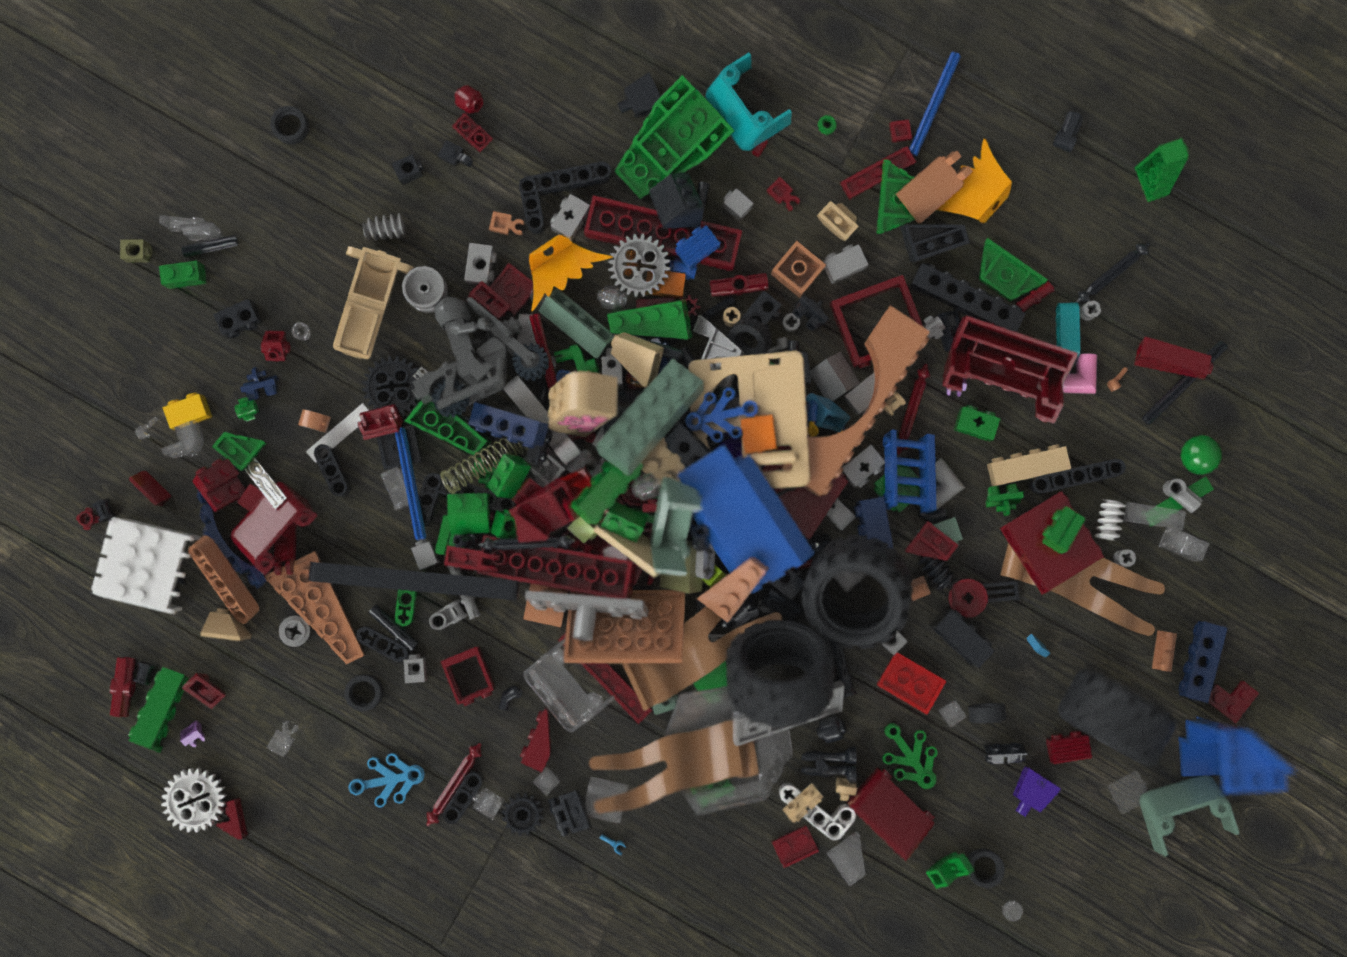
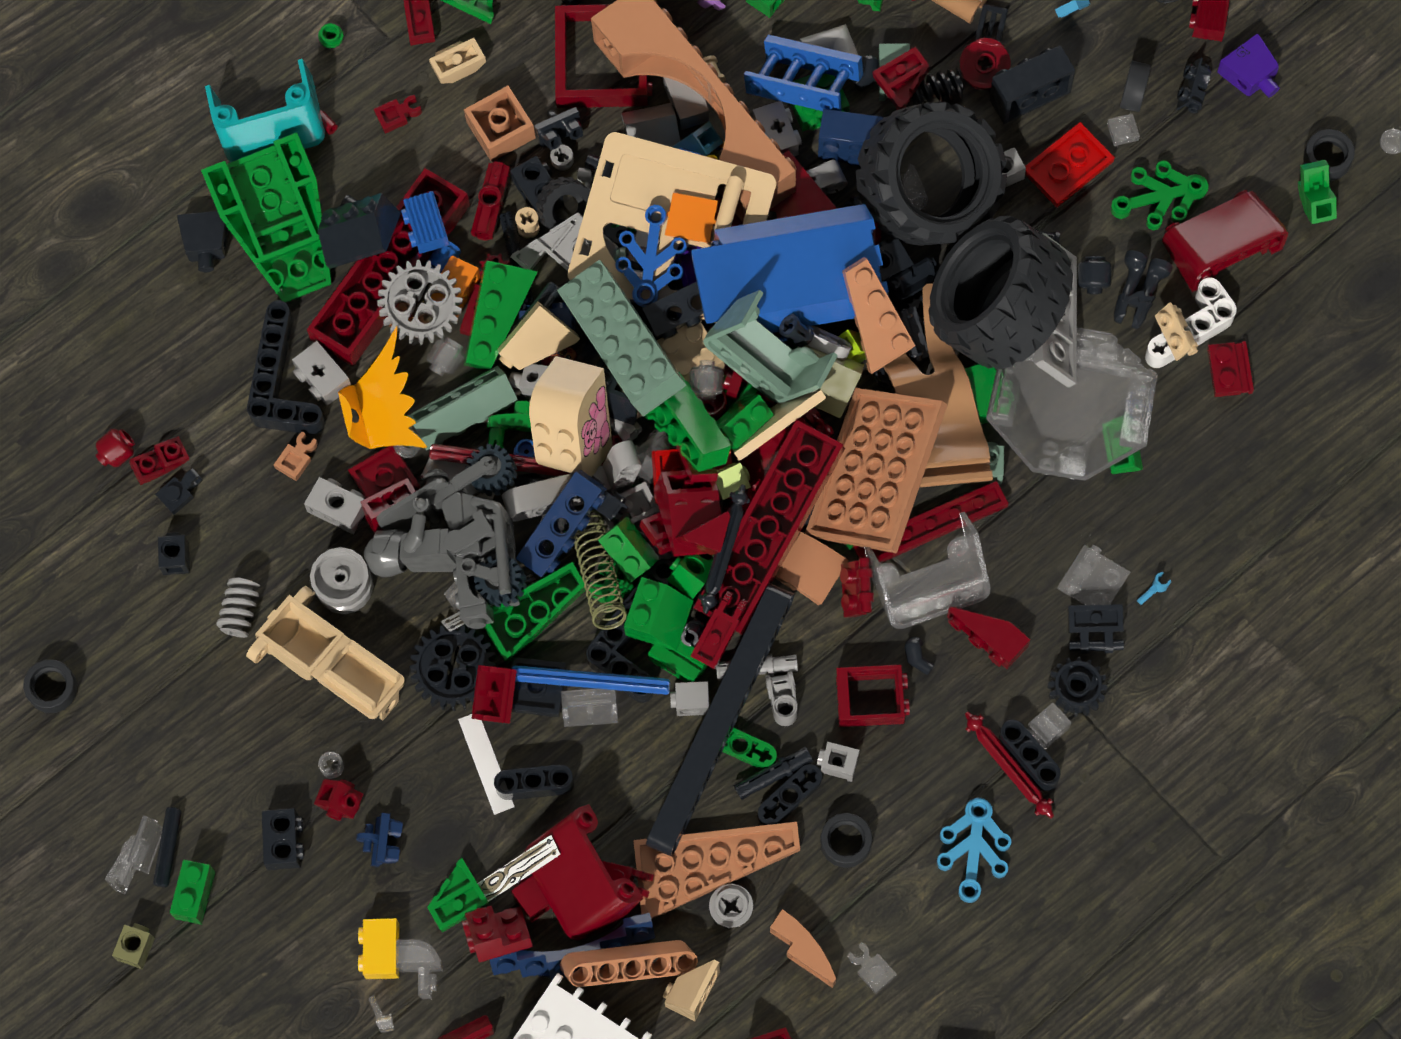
camera: 65 degrees left, 15 degrees down
(246, 409) = (408, 867): green gear -> none
(280, 689) = (803, 947): none -> nougat slope
(314, 421) = (459, 781): nougat piece -> none
(538, 641) = (856, 588): none -> dark red plate
(546, 781) = (1044, 646): clear plate -> none
(586, 609) = (835, 502): light grey plate -> none
(691, 761) = (1077, 440): medium nougat flag -> none
(737, 204) = (387, 169): light grey brick -> none
(845, 263) = (513, 68): light grey brick -> none
(845, 788) = (1175, 283): tan tile -> none
(849, 859) = (1267, 310): clear wing -> none
(913, 405) = (717, 47): dark red wheel -> none

